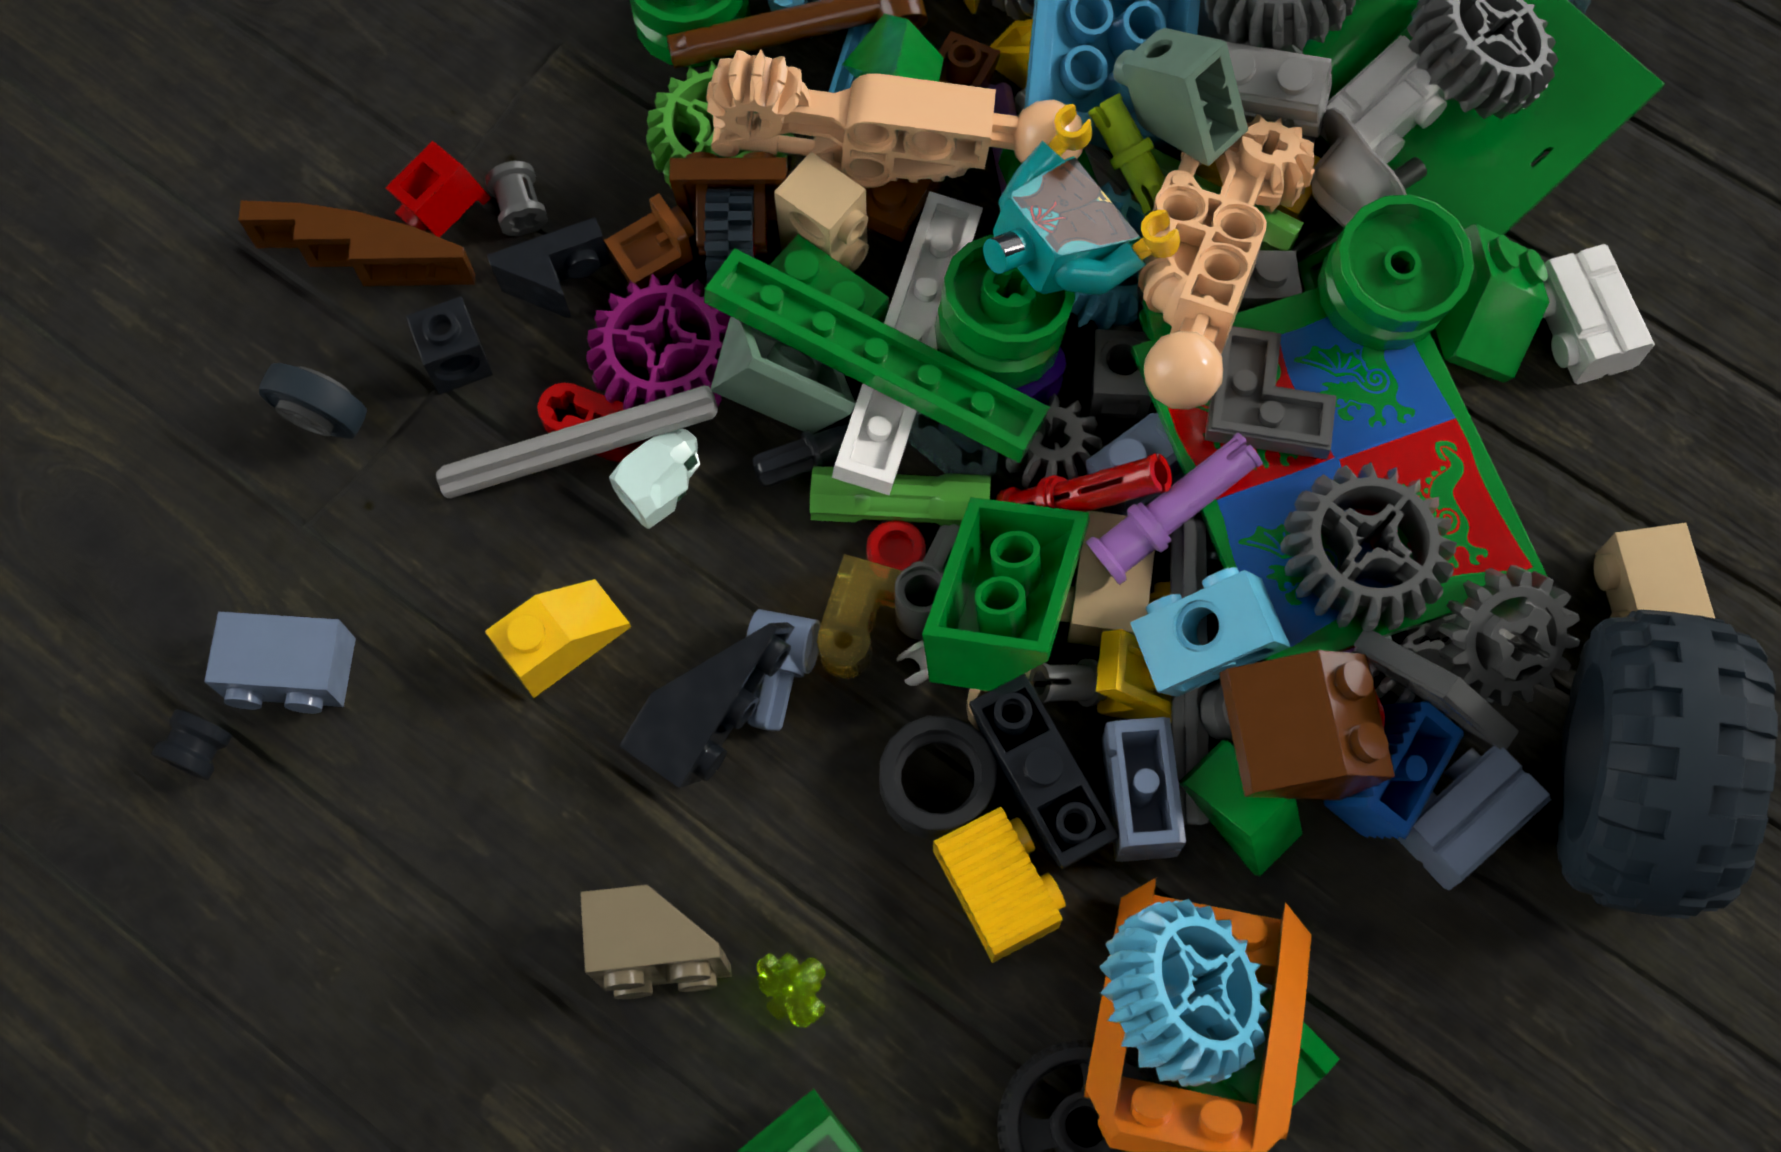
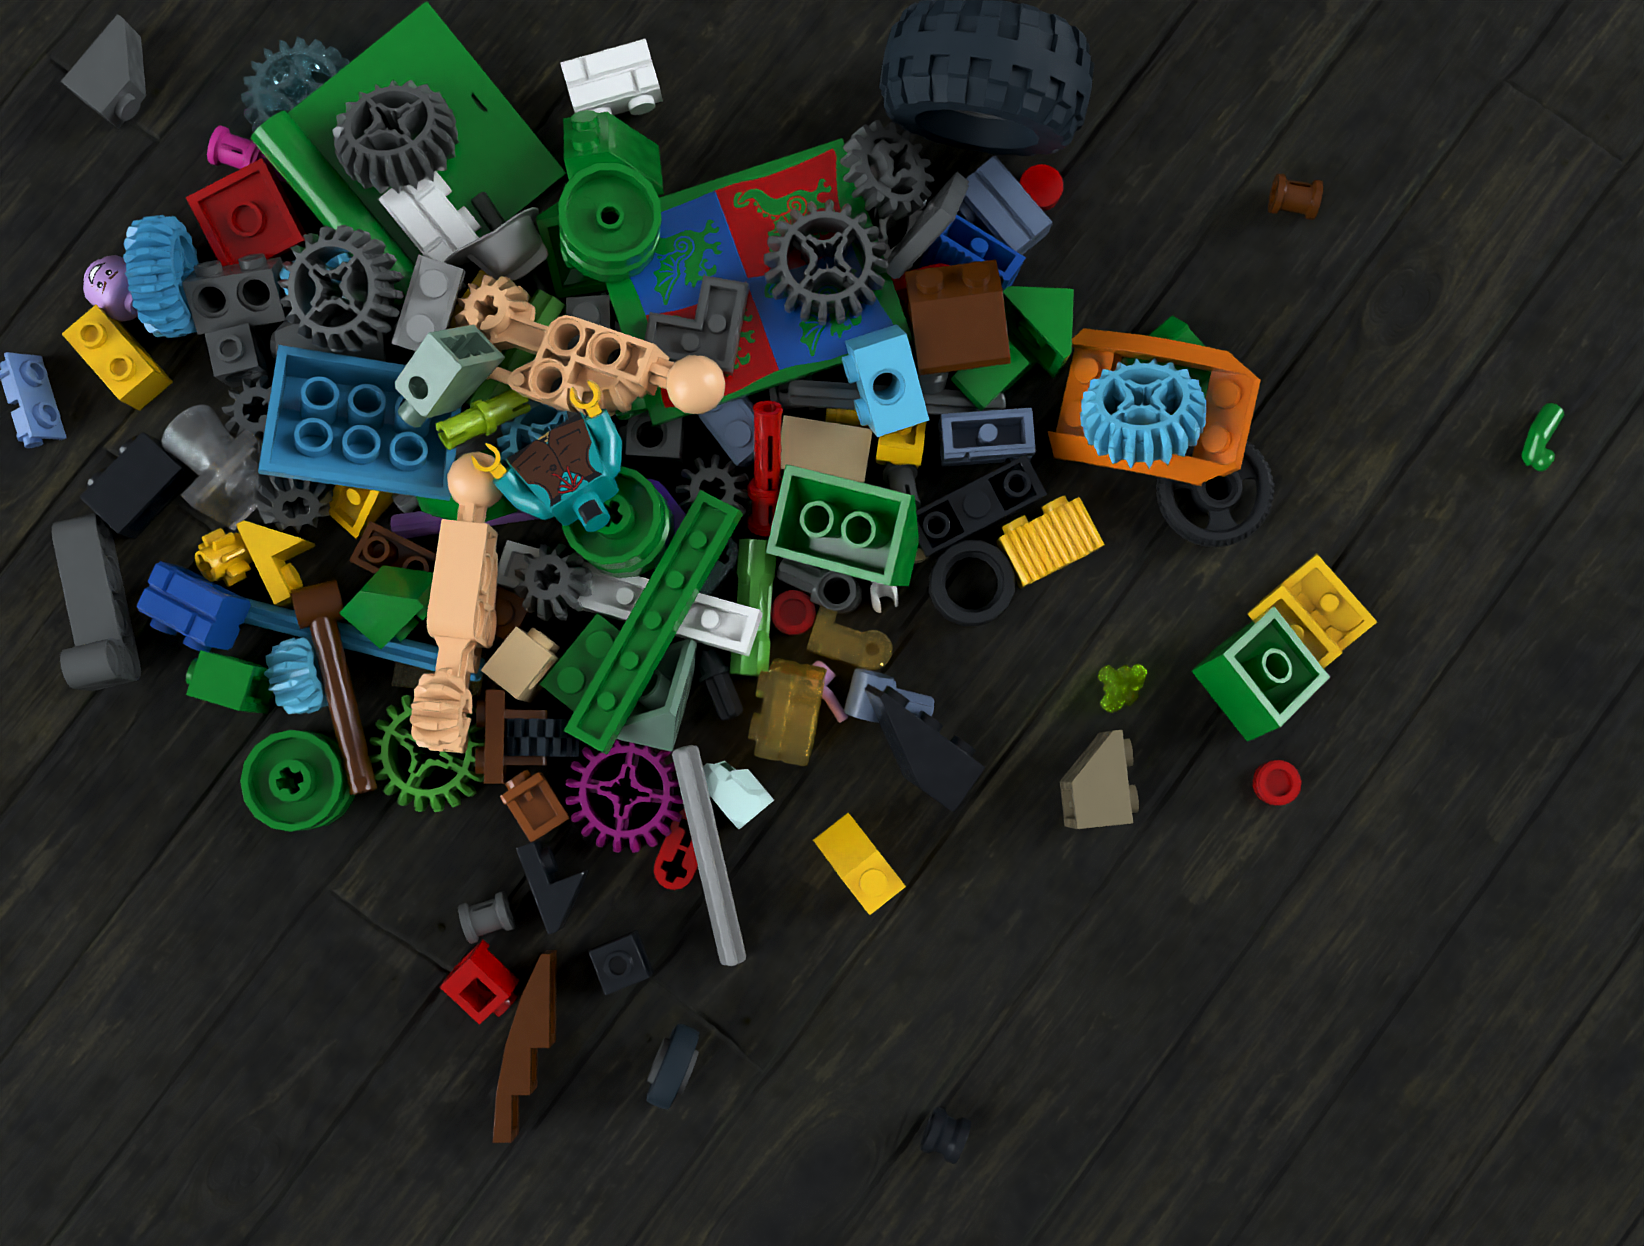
camera: 90 degrees left, 15 degrees up
(280, 661) = (881, 1074): sand blue brick -> none
(760, 534) = (788, 712): none -> clear yellow brick
(805, 580) = (829, 696): none -> lavender hand
(921, 241) = (557, 596): none -> dark grey gear
(1149, 526) = (800, 419): medium lavender pin -> none
(1317, 868) = (1042, 323): none -> green slope
(1513, 877) = (1043, 185): none -> red tile
(1652, 572) = (837, 64): tan brick -> none

